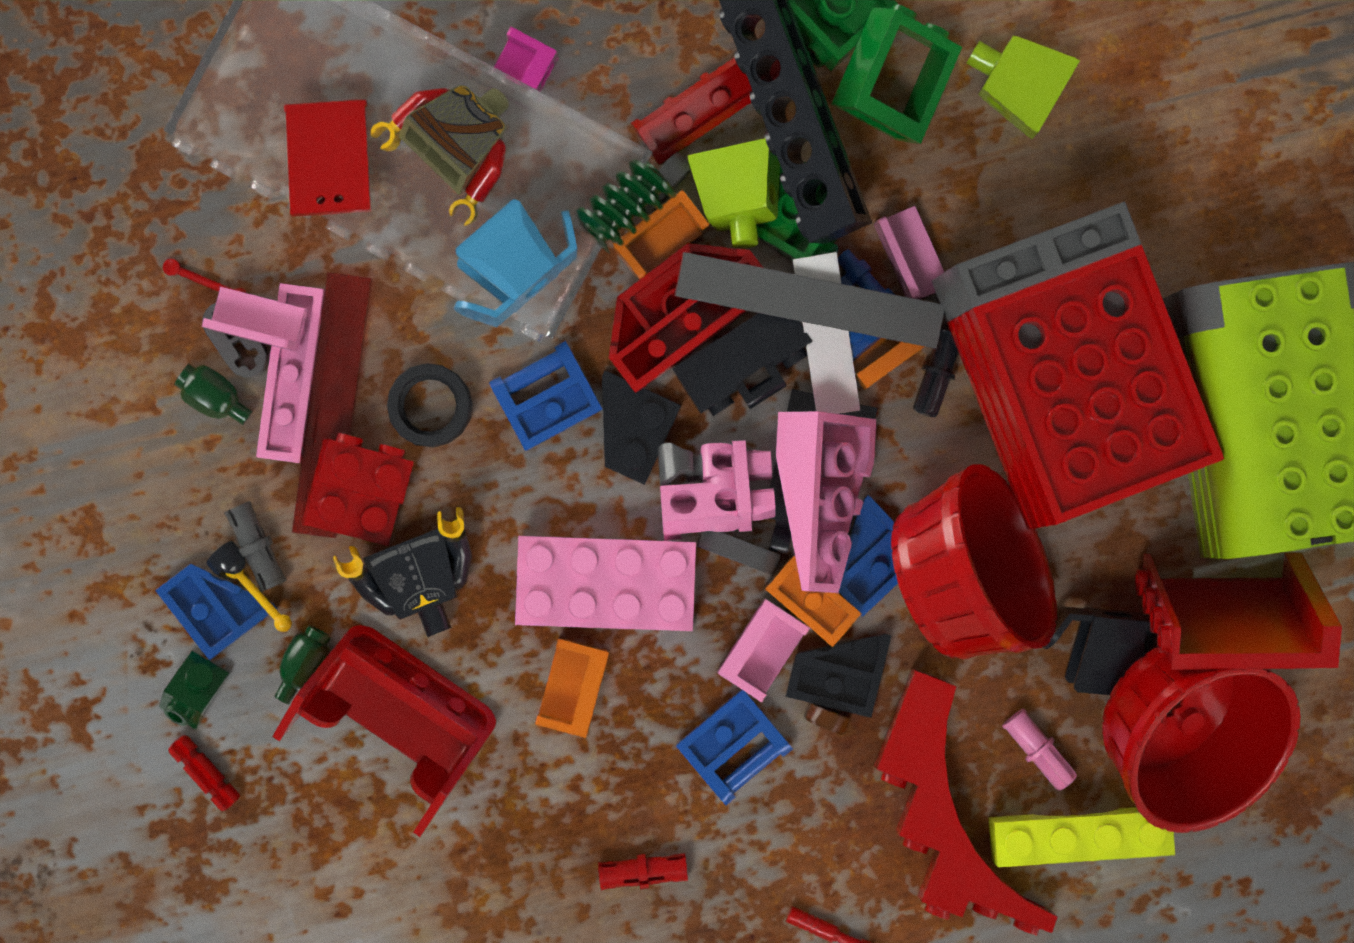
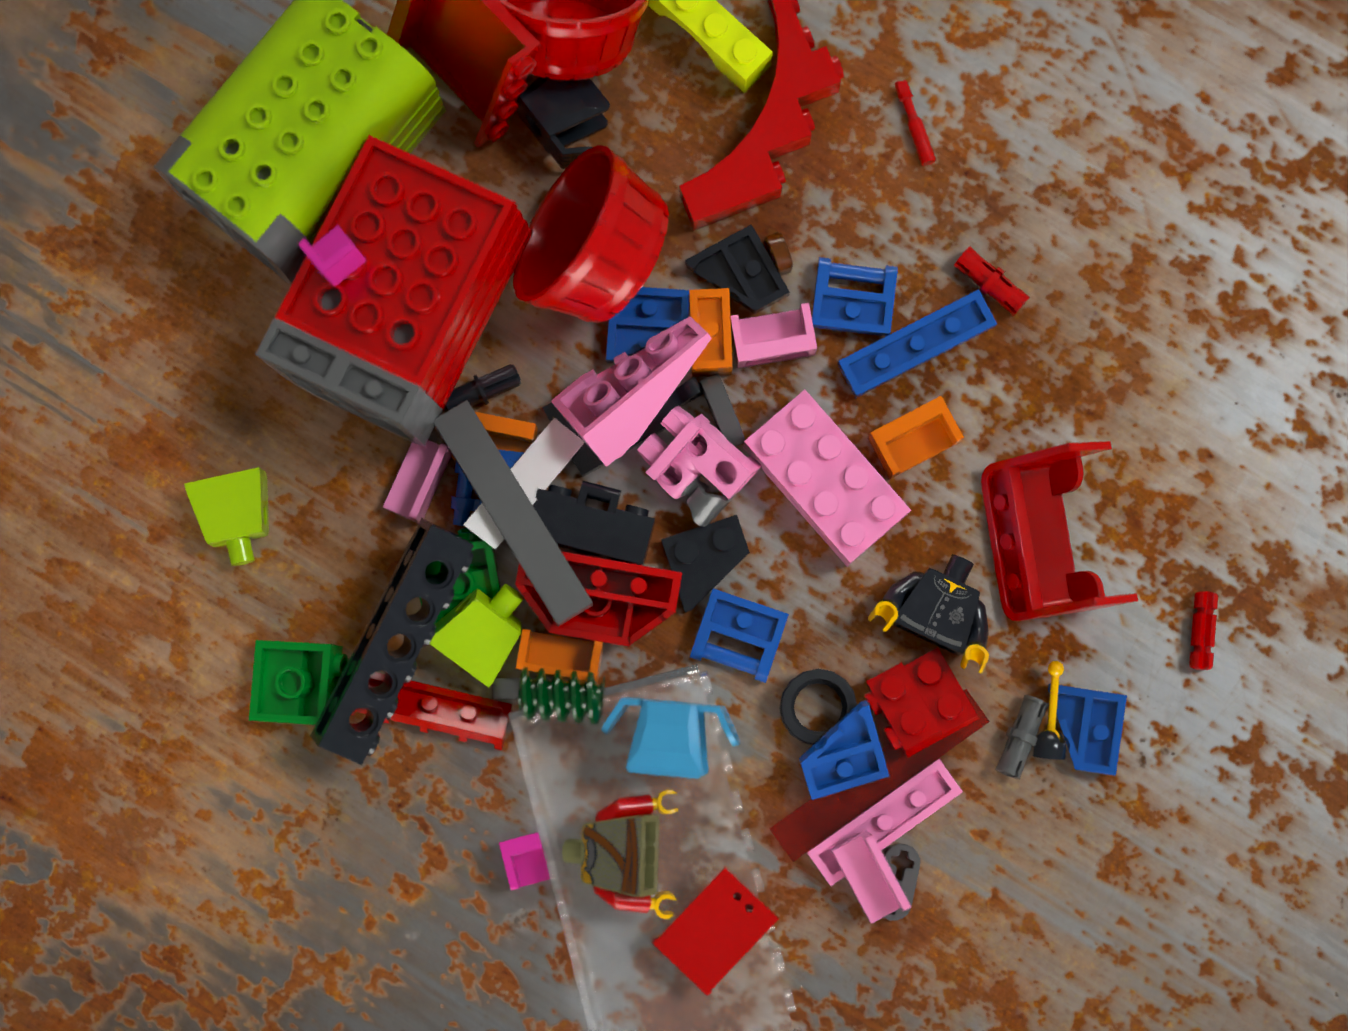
camera: 130 degrees left, 5 degrees down
(173, 268) = (887, 971): red hinge -> none
(192, 690) = (1157, 689): dark green bracket -> none
(211, 394) = (949, 863): dark green plant -> none
(301, 660) = (1068, 632): dark green plant -> none
(370, 388) = (845, 755): none -> blue wing
(648, 761) = (917, 343): none -> blue plate
(866, 63) = (312, 622): green window -> none
(1040, 750) = (669, 98): bright pink axle -> none
(1147, 336) = (334, 255): none -> dark pink panel

